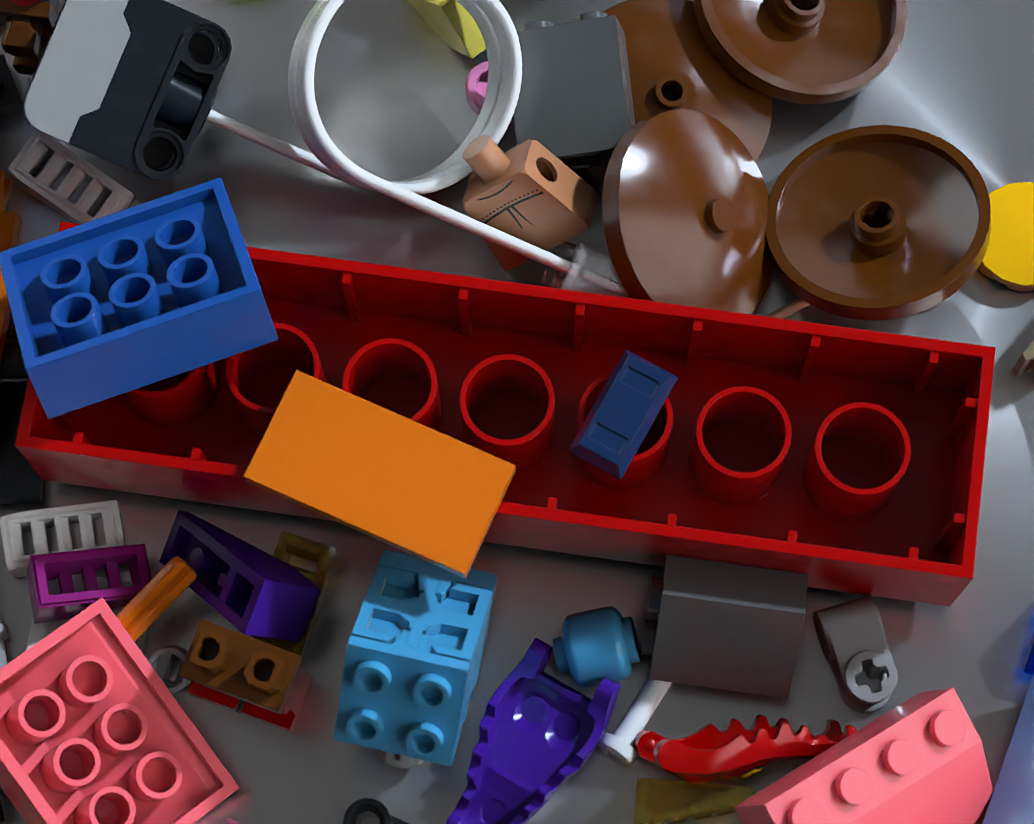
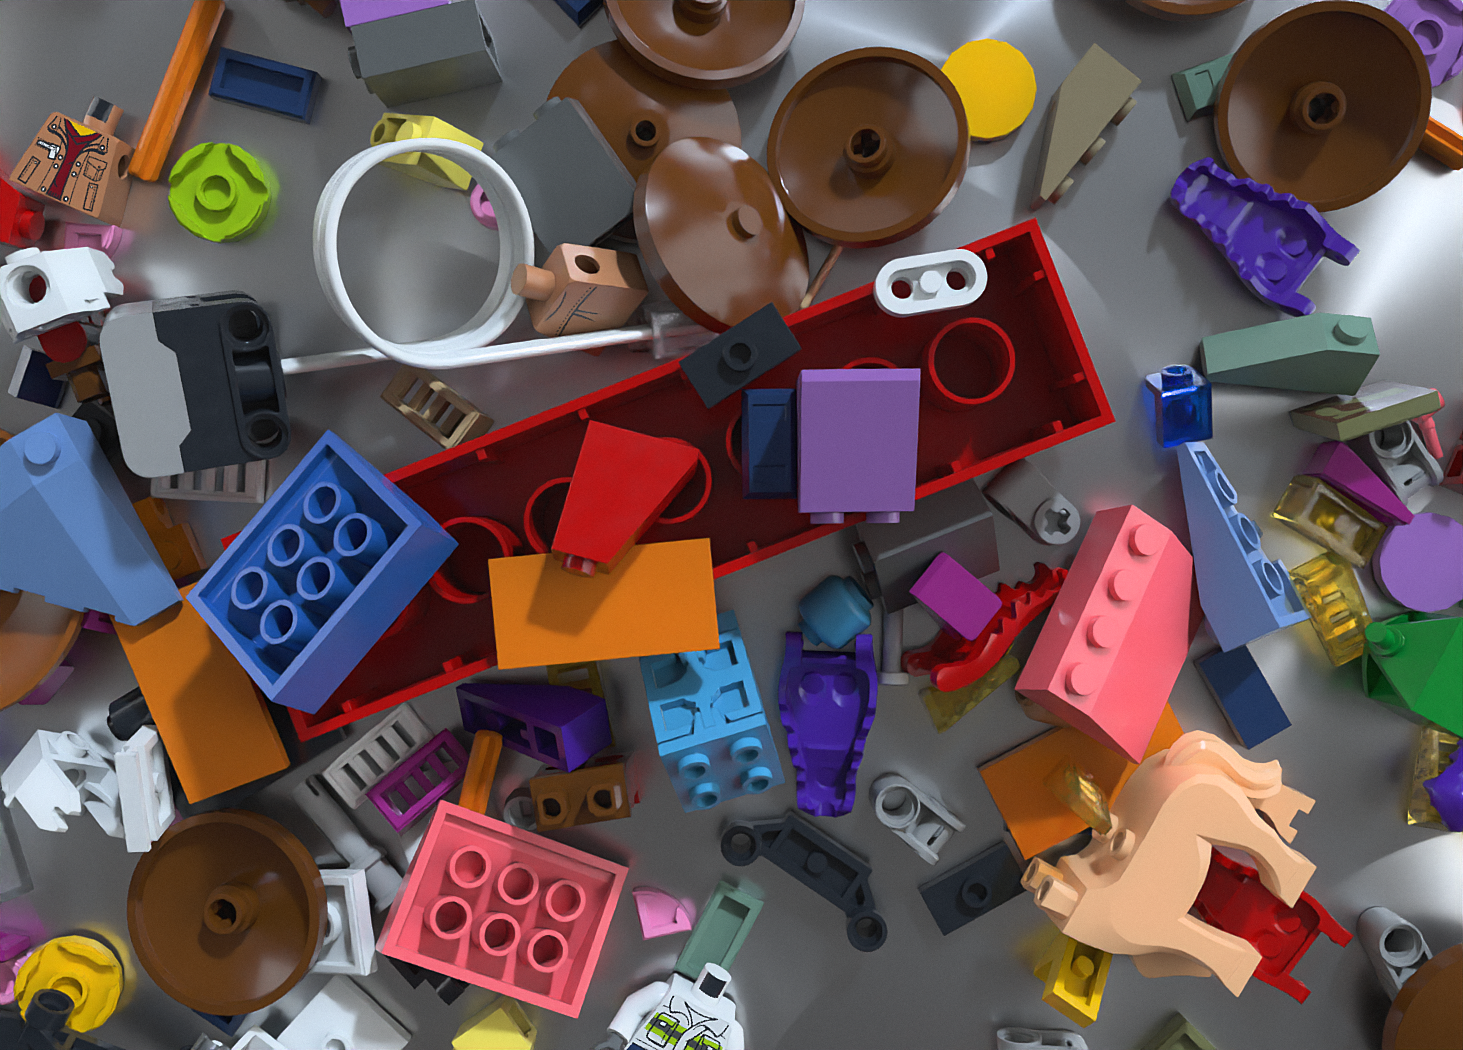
camera: 30 degrees left, 15 degrees up
(305, 202) = (461, 425): none -> tan slope
(453, 375) = (617, 495): none -> red slope
(641, 318) = (740, 355): none -> black plate
(705, 446) = (857, 443): none -> medium lavender slope
(723, 687) = (955, 598): none -> magenta slope
(860, 342) = (928, 283): none -> white plate

